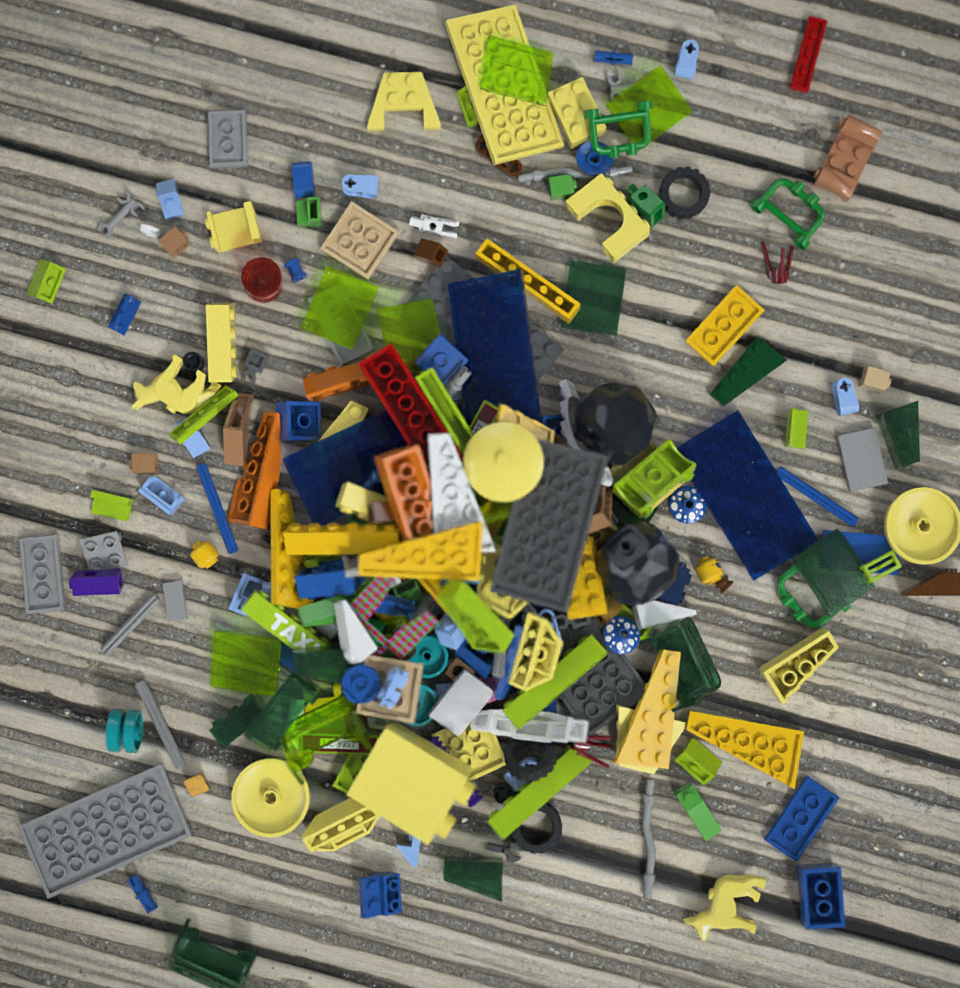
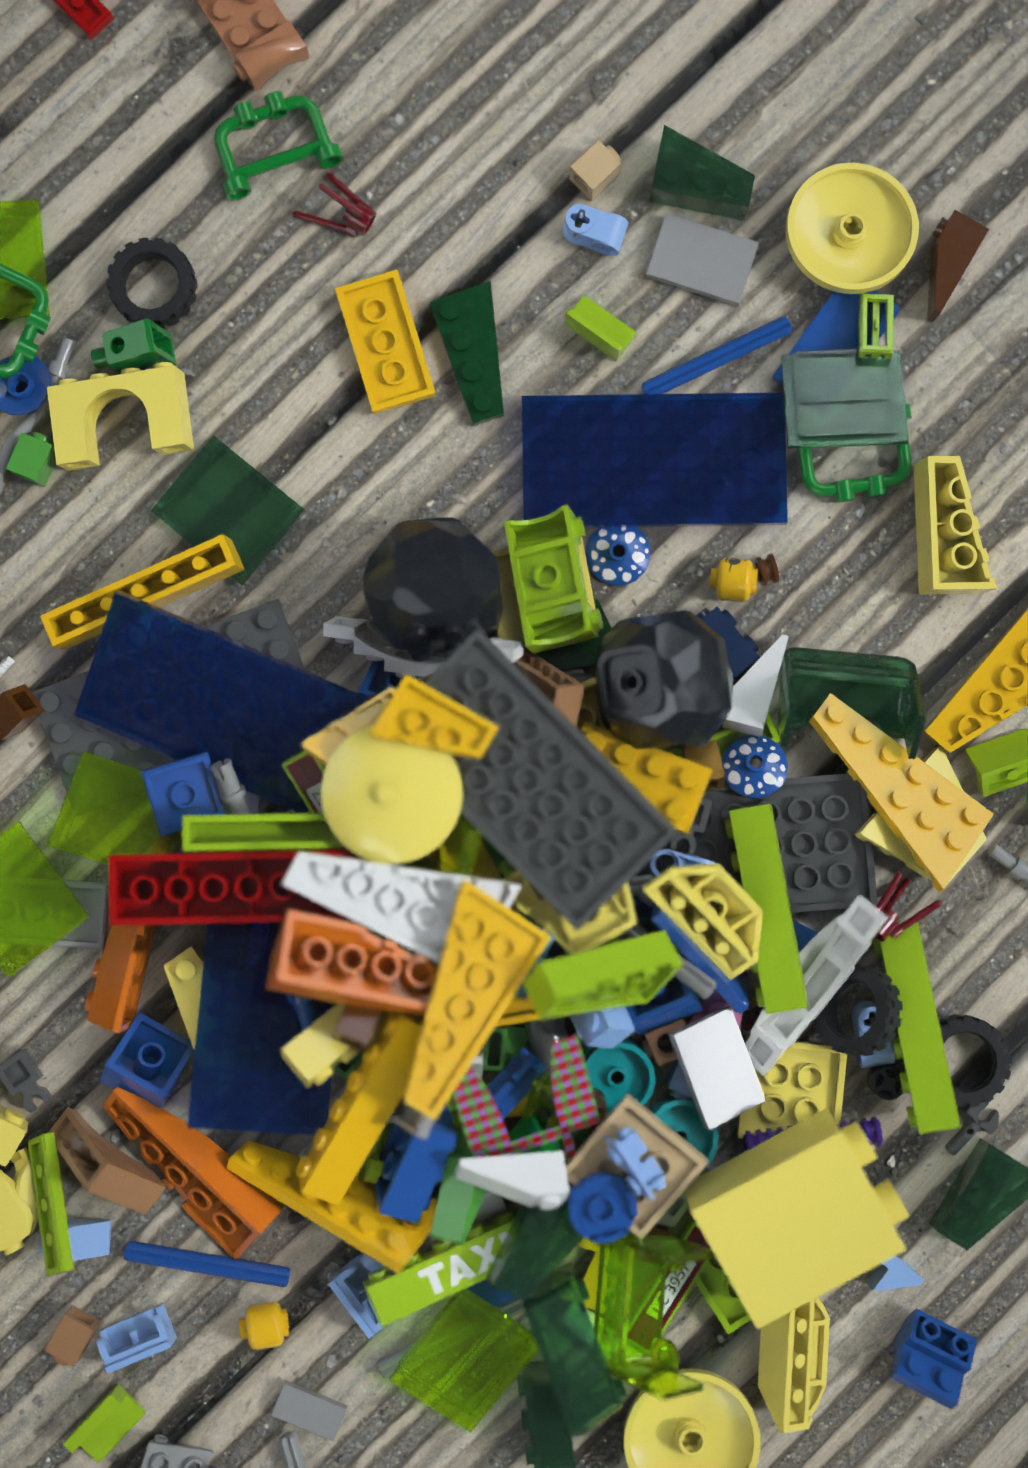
camera: 60 degrees left, 0 degrees up
(550, 461) = (433, 722): none -> yellow wing

